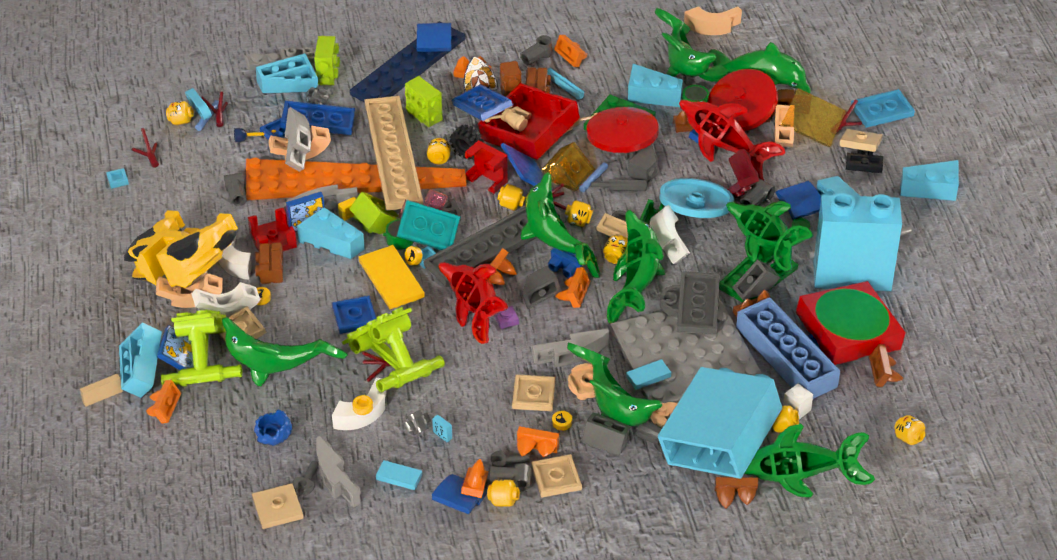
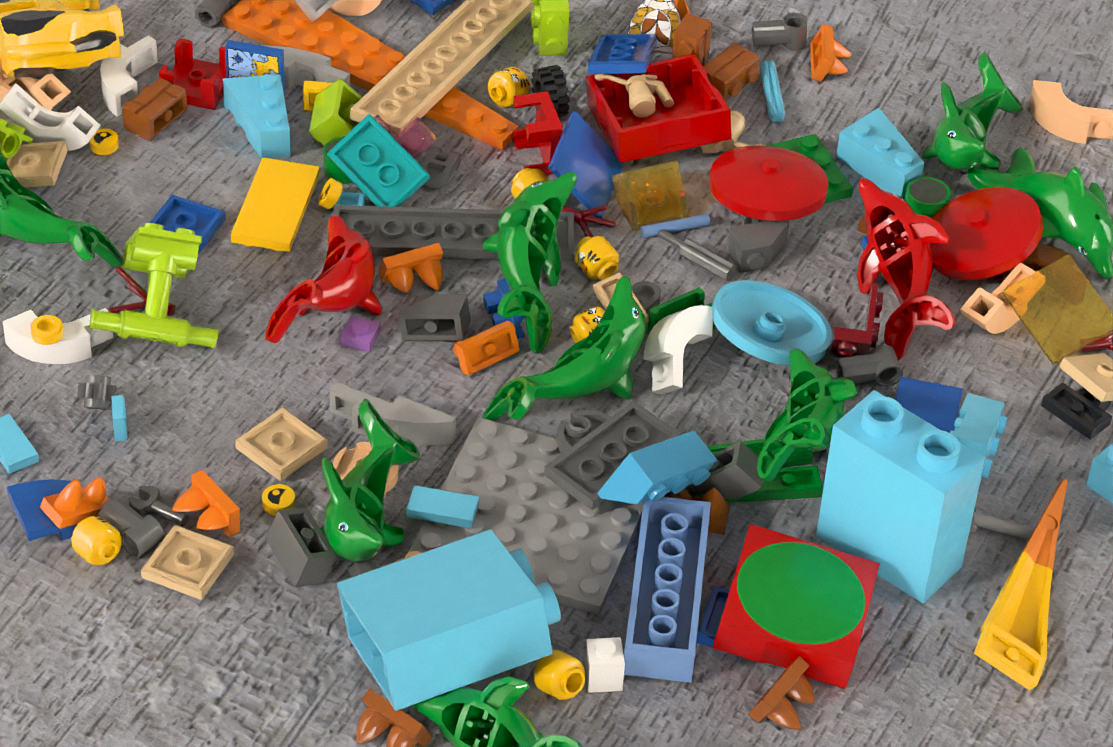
camera: 35 degrees right, 0 degrees up
(737, 296) = (659, 470): none -> dark azure slope
(943, 273) = (1017, 624): none -> yellow plate

